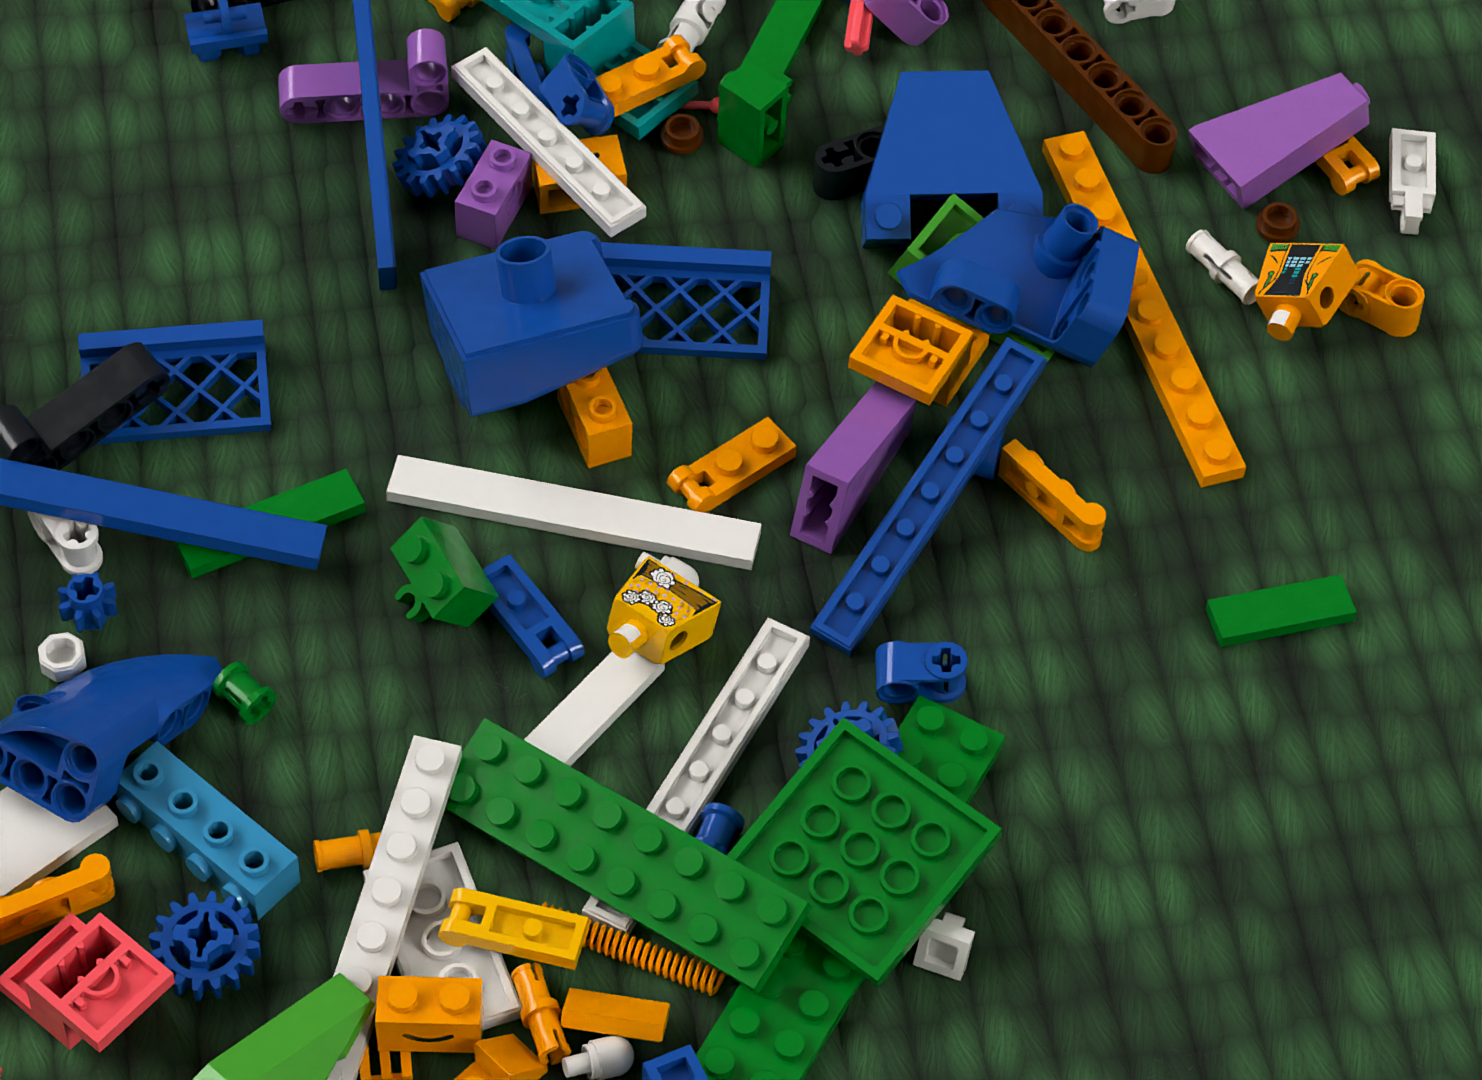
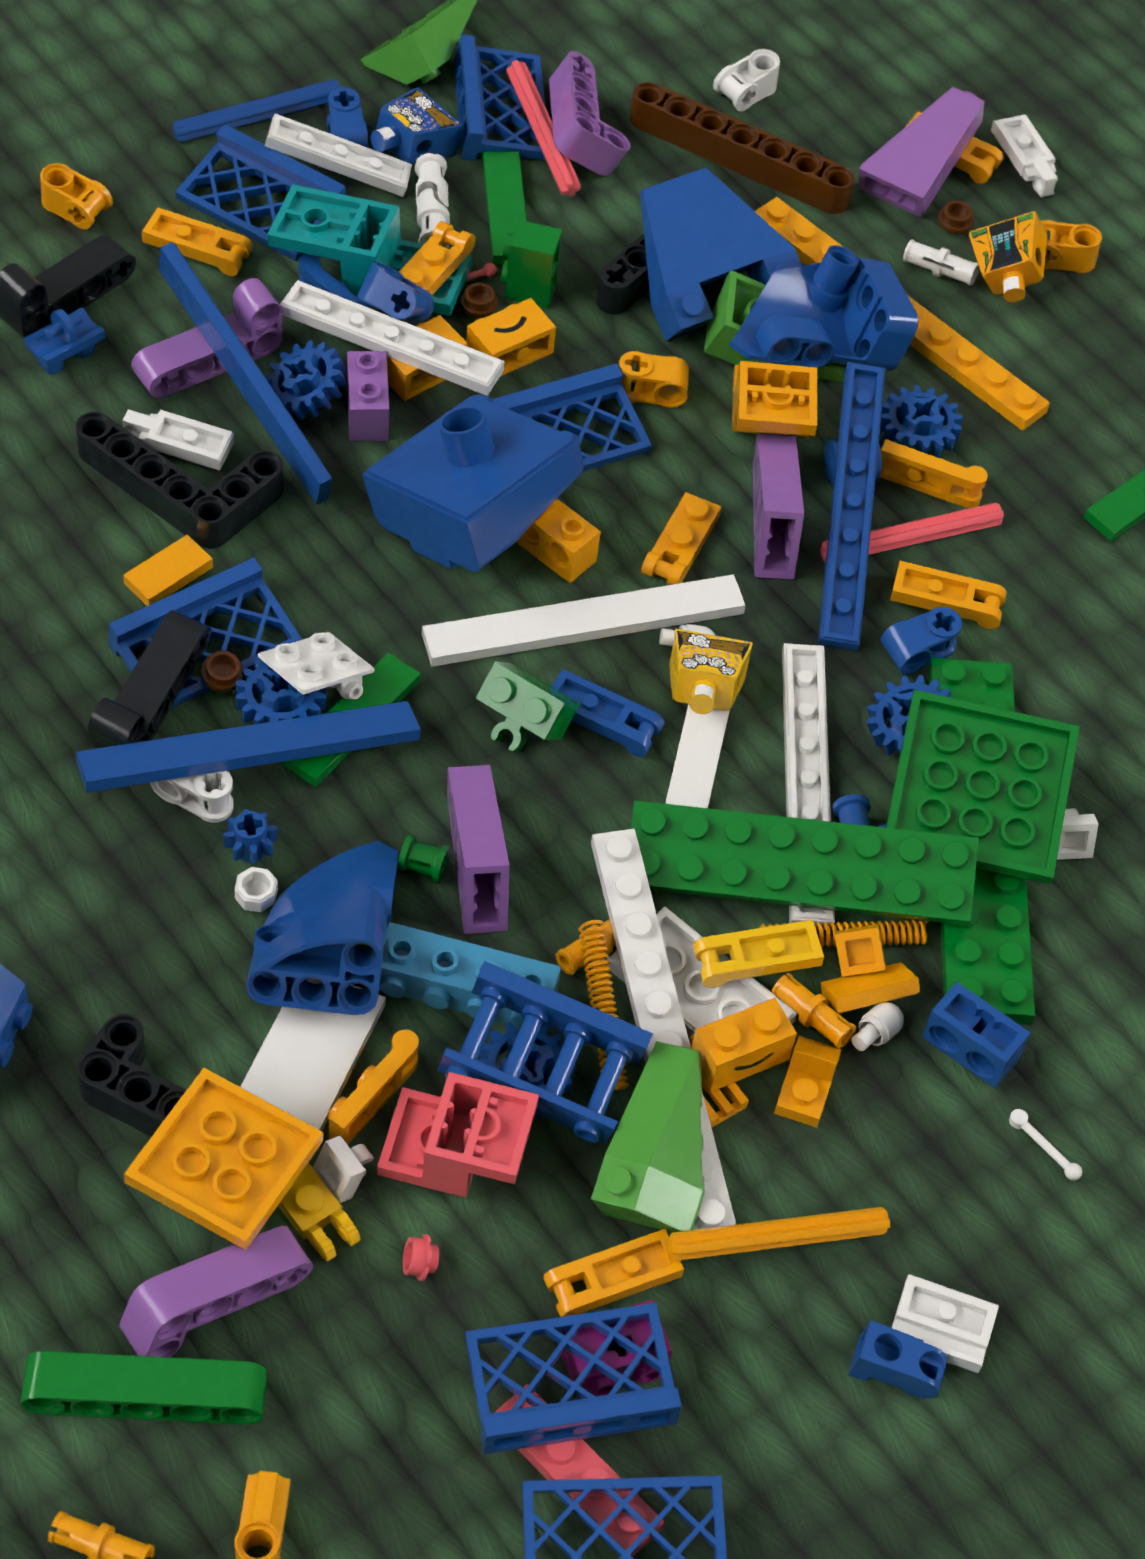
camera: 30 degrees left, 0 degrees up
(165, 424) = (221, 671): none -> reddish brown plate
(185, 302) = (168, 570): none -> light orange tile
(210, 466) = (276, 697): none -> blue gear
(254, 259) = (201, 513): none -> black beam
(256, 452) = (319, 664): none -> white hinge
(266, 925) = (580, 1026): none -> blue fence
(281, 171) = (181, 437): none -> white hinge
(299, 703) = (478, 849): none -> medium lavender slope
(337, 885) = (601, 978): none -> light orange piece
(625, 971) = (860, 950): none -> light orange plate
(685, 186) = (514, 335): none -> light orange brick
(814, 285) = (656, 379): none -> light orange piece
(986, 633) = (936, 588): none -> light orange plate
(1016, 556) = (931, 528): none -> coral axle
(1078, 434) = (921, 420): none -> blue gear

